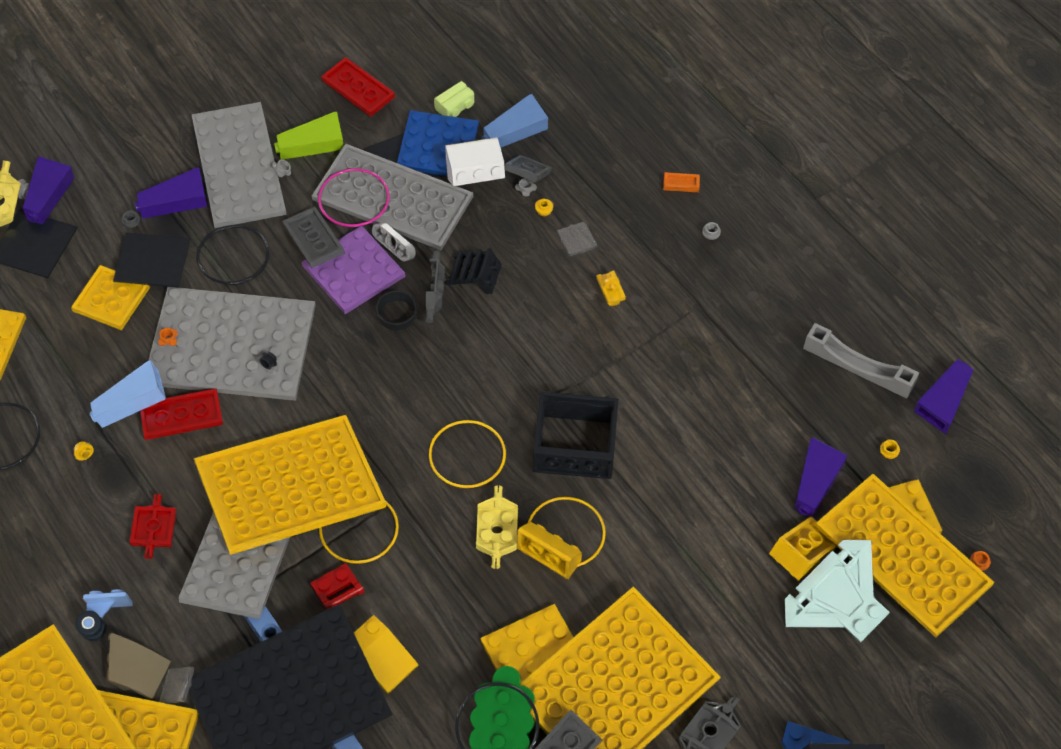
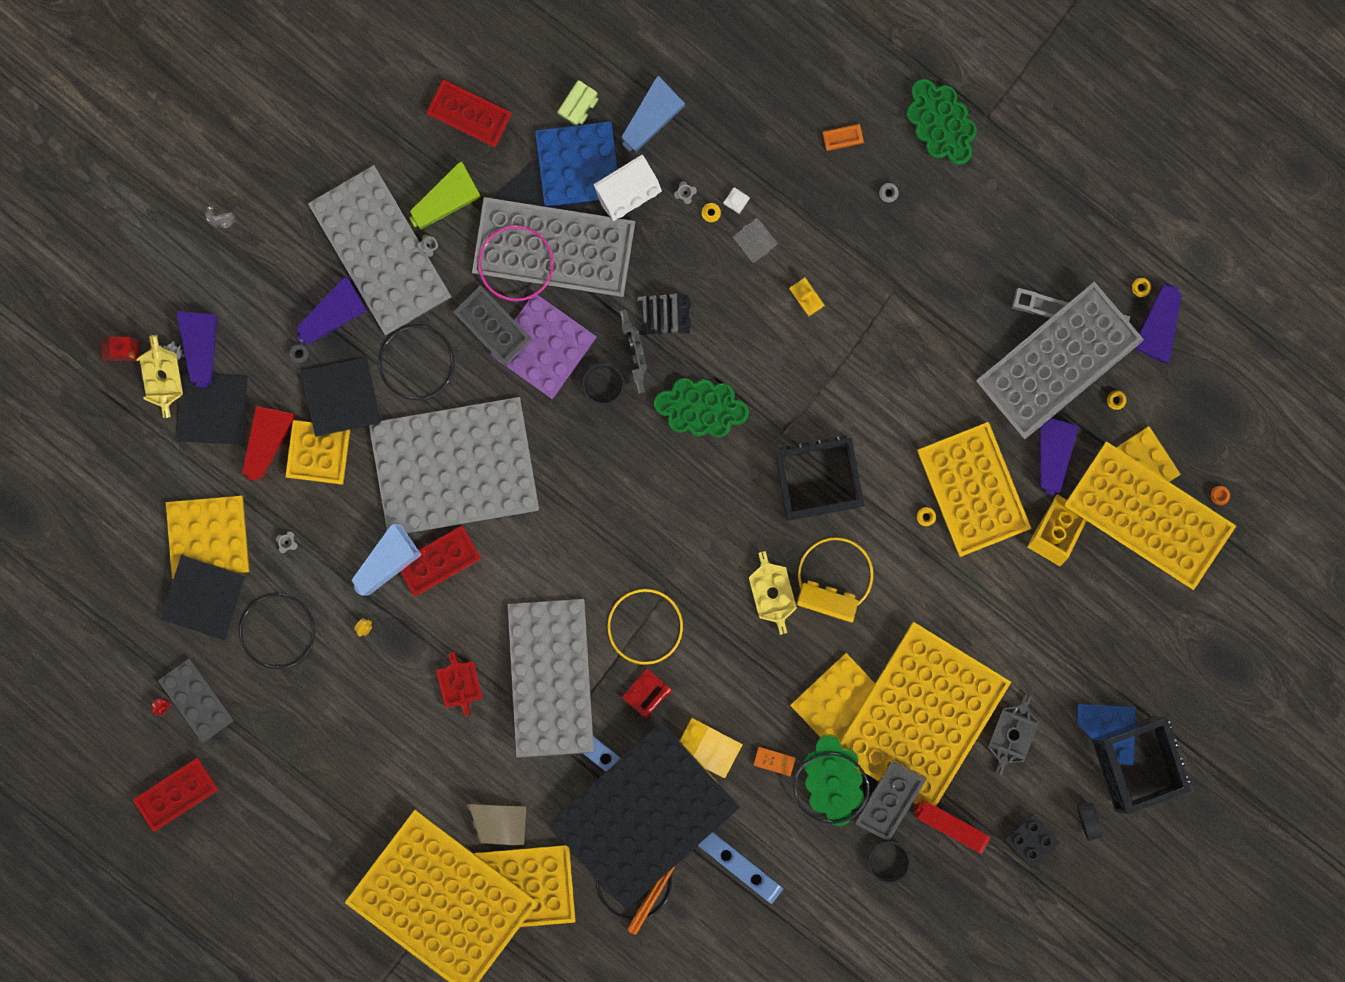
camera: 15 degrees left, 30 degrees up
(46, 357) = (291, 543): none -> light grey plate
(67, 275) = (266, 437): none -> red slope
(90, 622) = (445, 795): plate -> none
(112, 106) = (223, 220): none -> clear bracket
(167, 332) = (398, 481): orange plate -> none
(177, 685) = (542, 829): clear piece -> none
(268, 360) = (502, 483): black plate -> none
(289, 484) = (570, 609): yellow plate -> none
(401, 243) = (581, 308): light grey beam -> none
(445, 689) = (774, 761): none -> orange tile
(467, 486) = (684, 520): yellow piece -> none
(481, 353) = (701, 408): none -> green plate
(528, 168) = (682, 173): dark grey plate -> none
(570, 204) = (736, 200): none -> white plate
(672, 496) = (920, 516): none -> yellow plate
(727, 490) = (974, 489): none -> yellow plate
(774, 191) = (941, 122): none -> green plate
(839, 593) = (1099, 570): light aqua plate -> none
(841, 392) = (1059, 360): none -> light grey plate
(936, 358) = (1147, 287): none -> yellow plate

